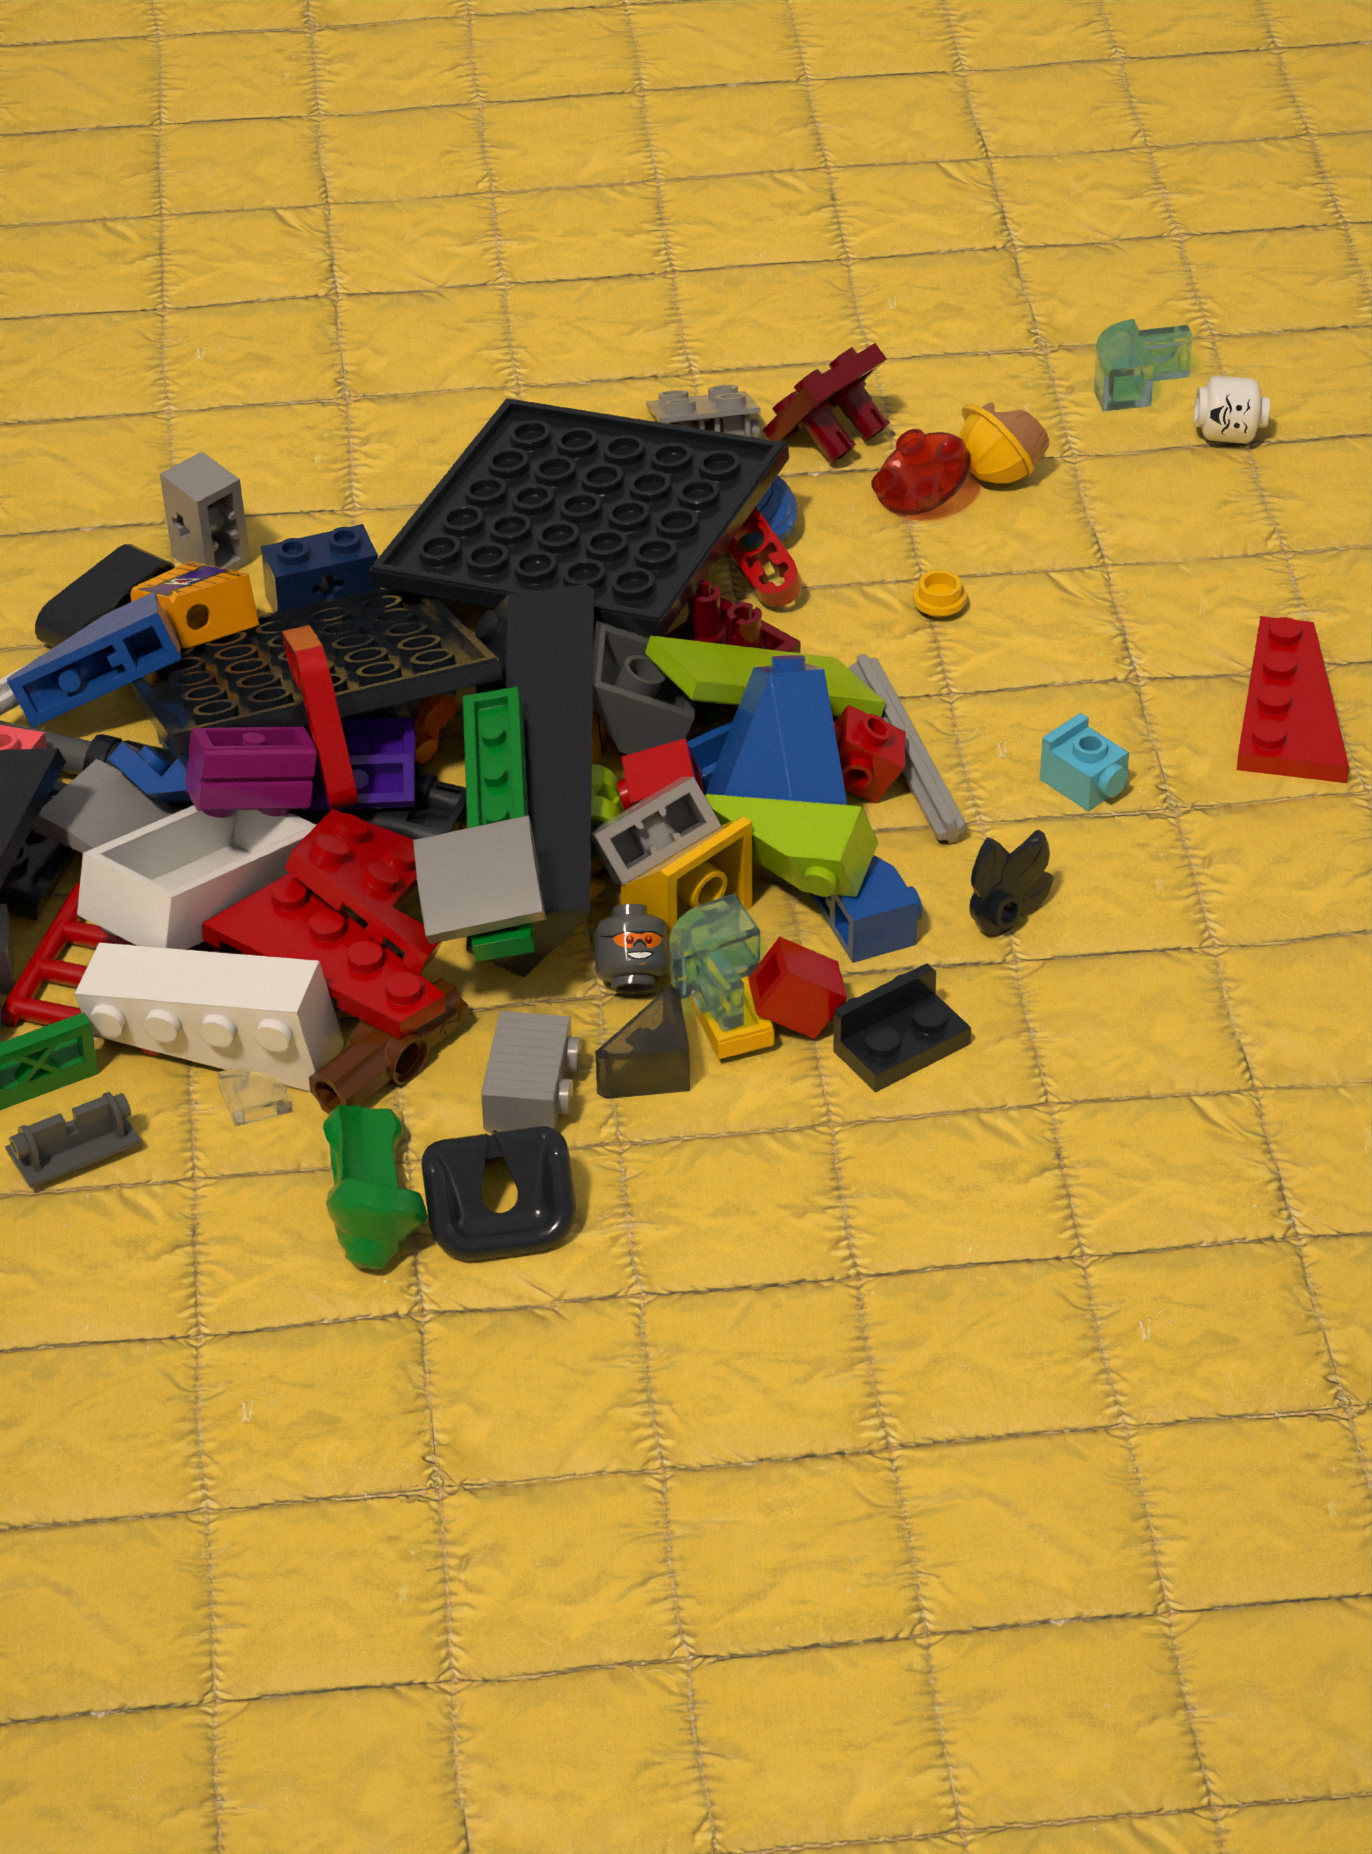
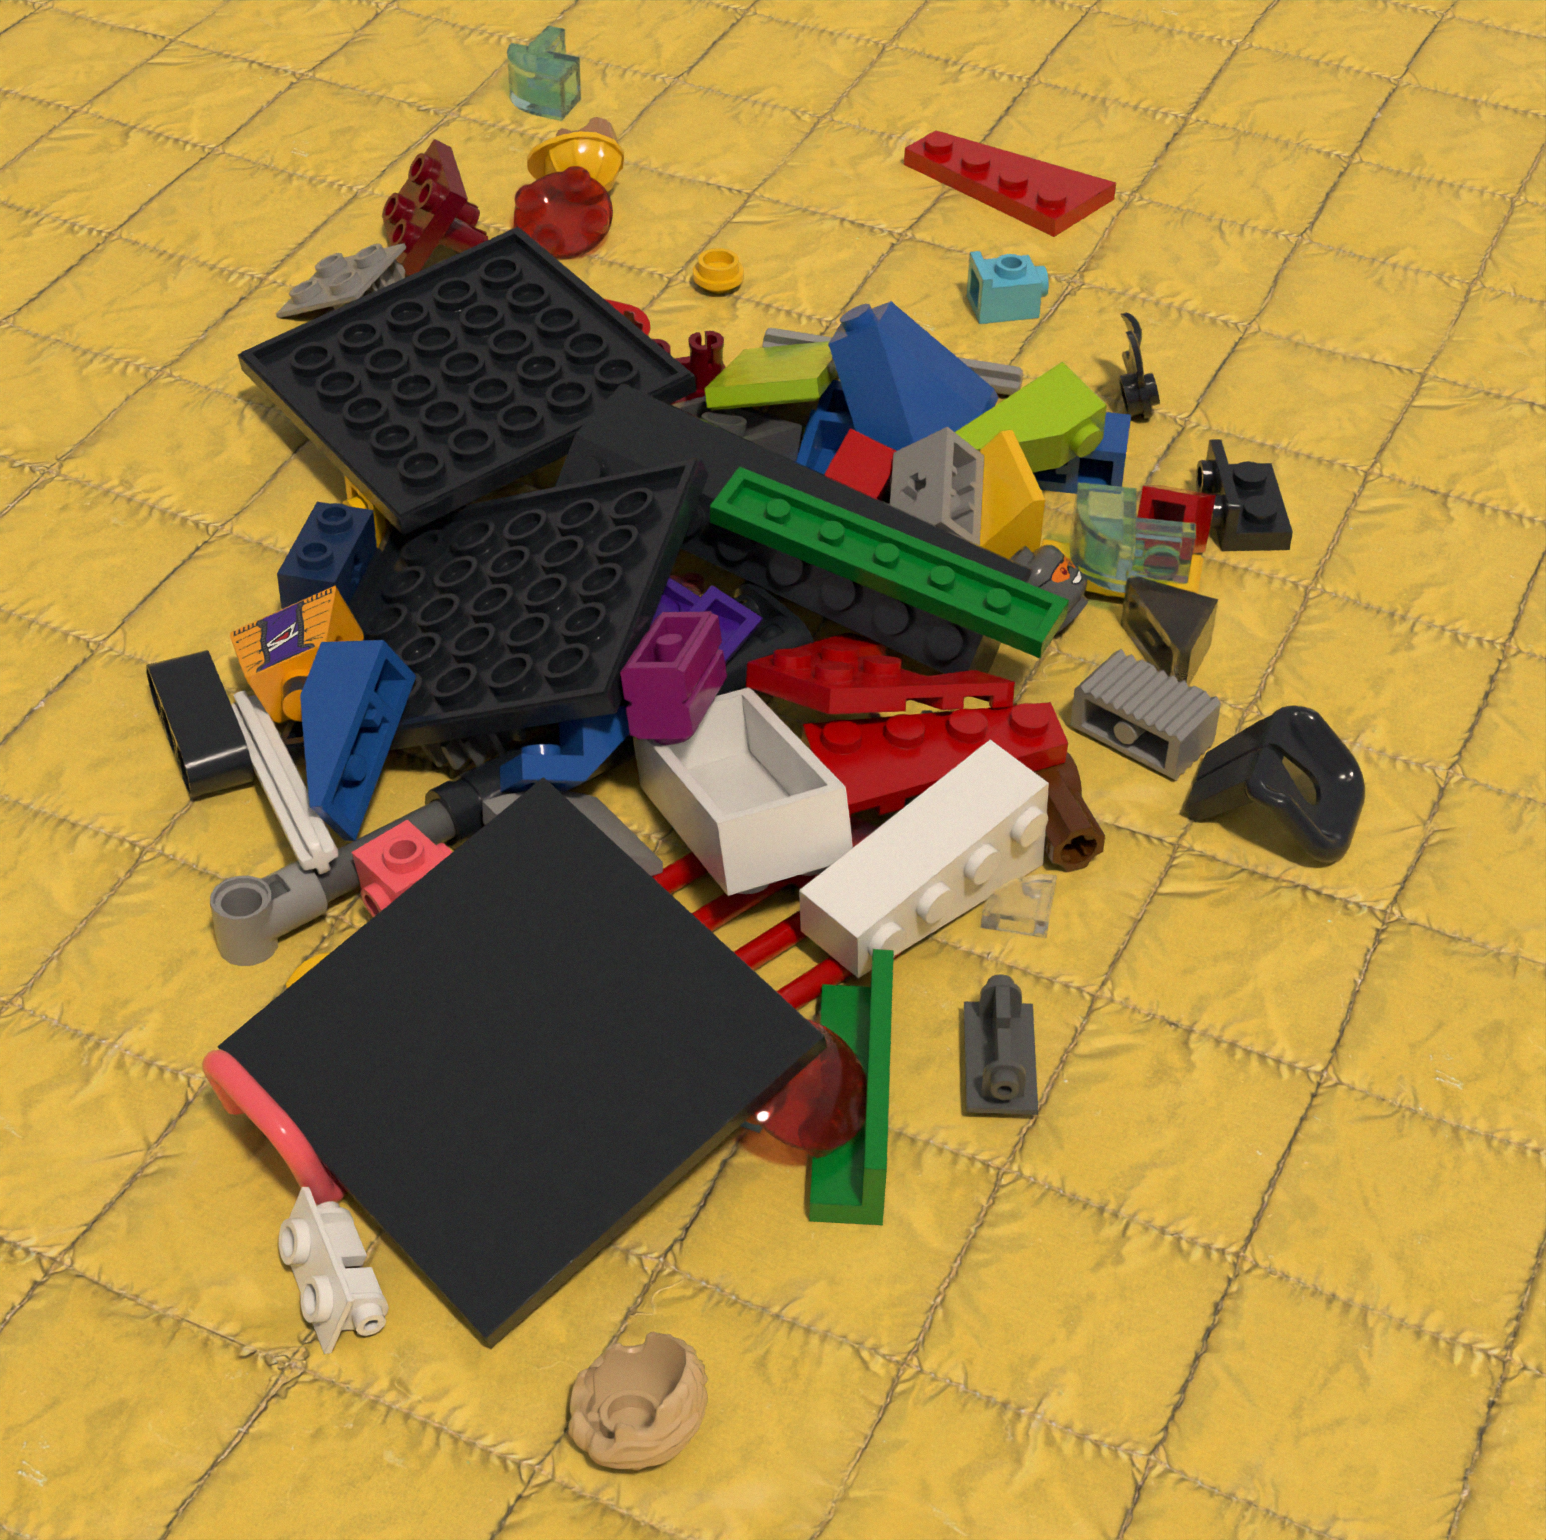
camera: 60 degrees left, 0 degrees up
(205, 514) = (175, 593): light grey brick -> none
(313, 679) = (643, 559): red beam -> none
(366, 1200) = (1271, 883): green hair -> none
(478, 880) = (990, 587): light grey slope -> none
(1231, 409) = (656, 57): white head -> none

